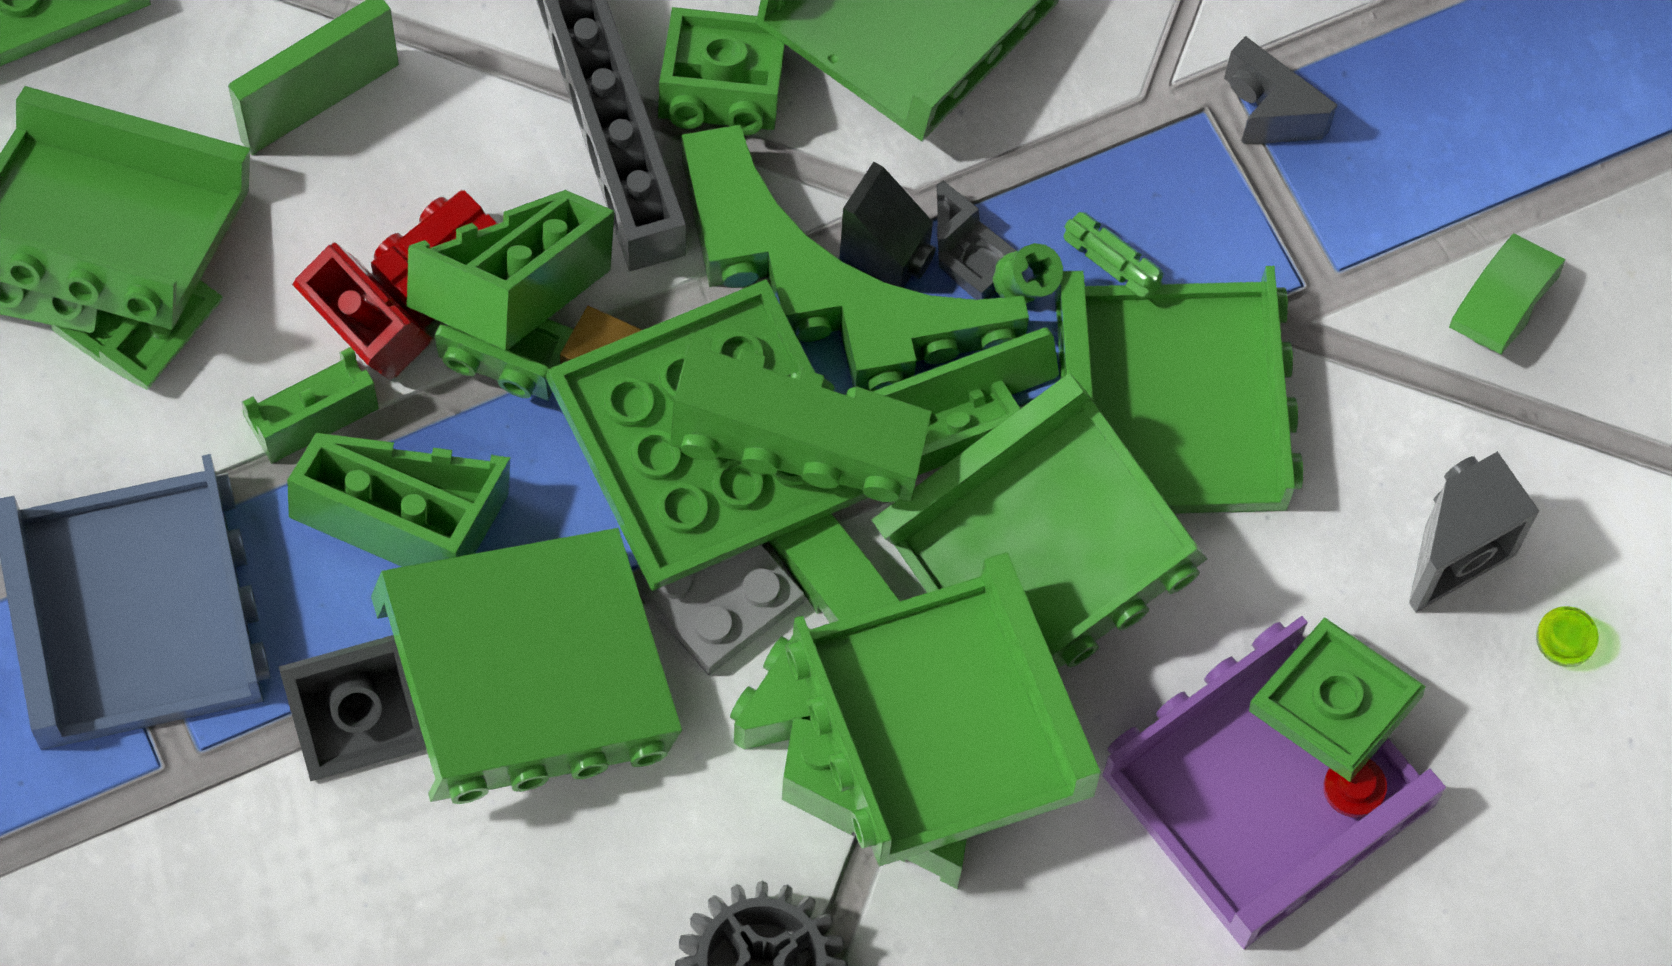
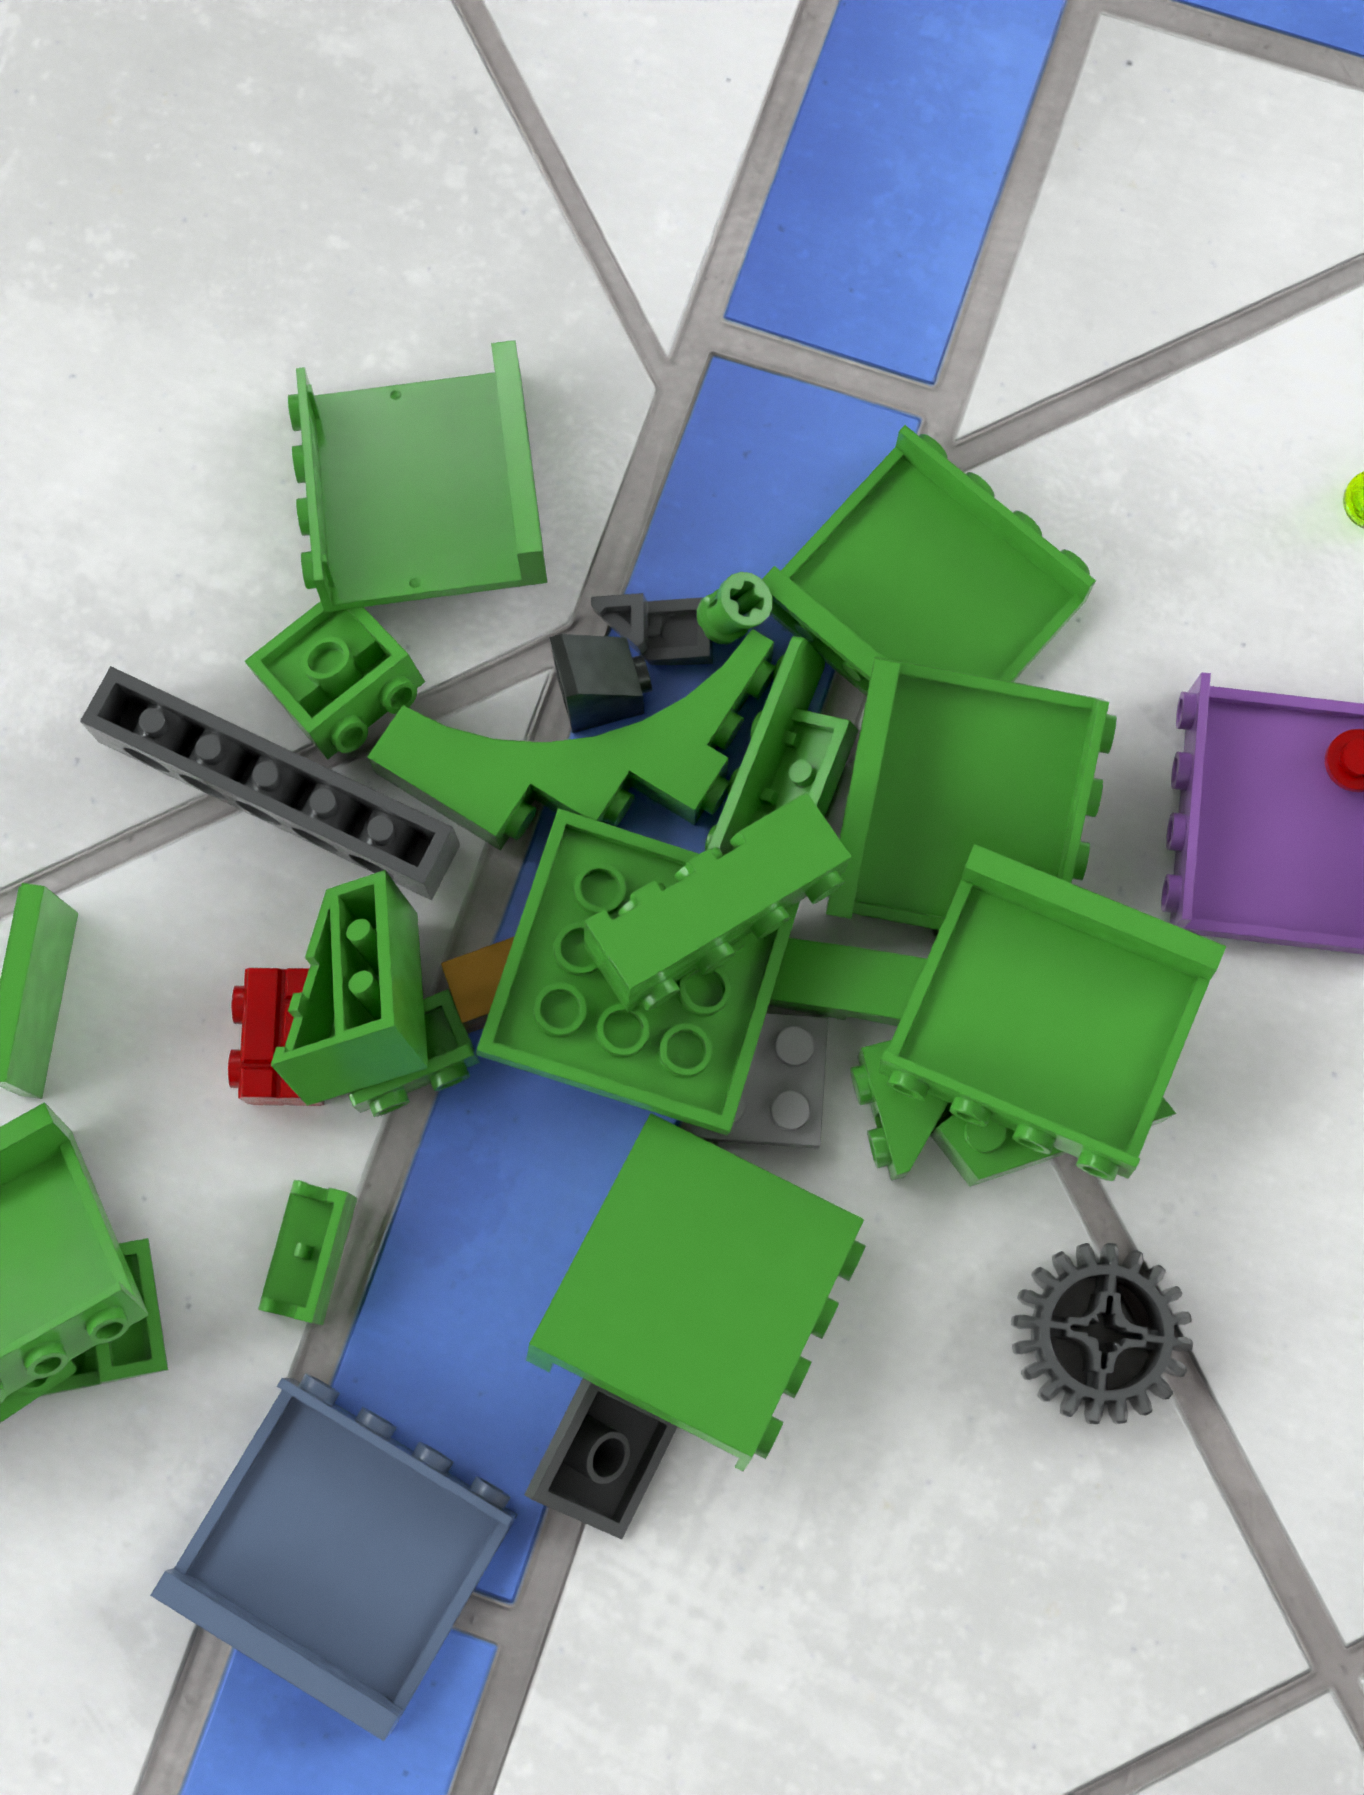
camera: 40 degrees left, 10 degrees up
(362, 311) = (272, 1142): red brick -> none
(397, 500) = (463, 1263): bright green wedge -> none
(1113, 255) = (773, 531): bright green axle -> none
(1287, 103) = (774, 287): dark grey slope -> none
(1337, 699) = (1286, 709): bright green plate -> none
(1472, 528) = (1244, 489): dark grey slope -> none
(1506, 293) = (1075, 283): bright green slope -> none

